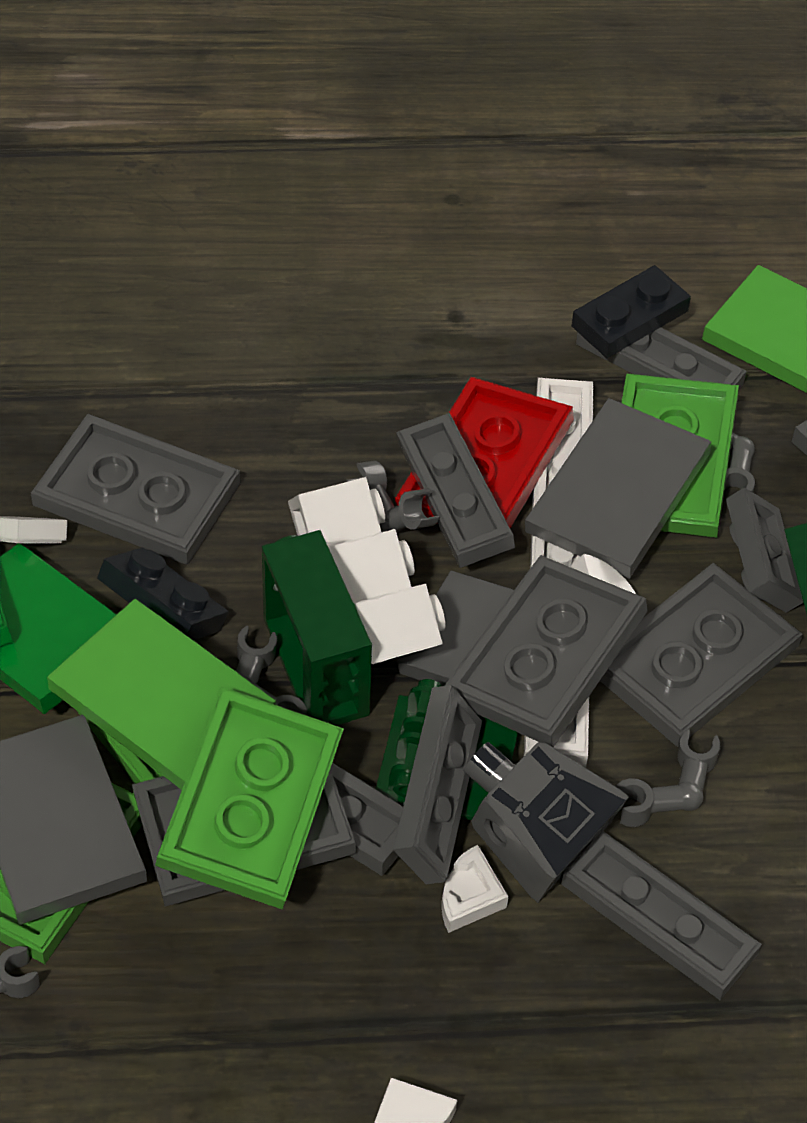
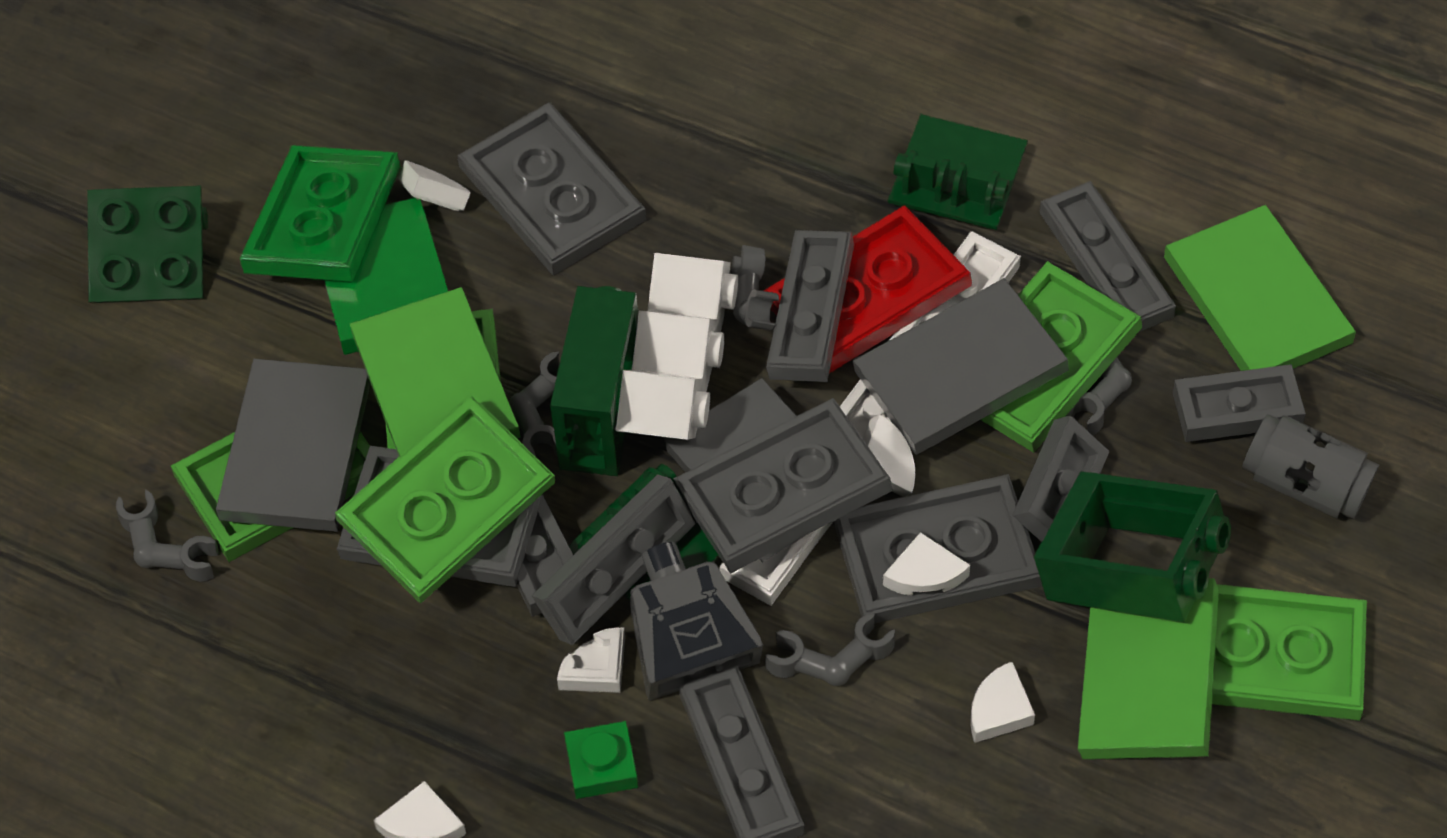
camera: 35 degrees right, 5 degrees up
(147, 578) = (506, 294): black plate -> none
(491, 335) = (957, 171): none -> dark green hinge
(537, 976) = (601, 760): none -> green plate
(630, 311) = (1099, 202): black plate -> none
(710, 669) = (925, 568): none -> white tile

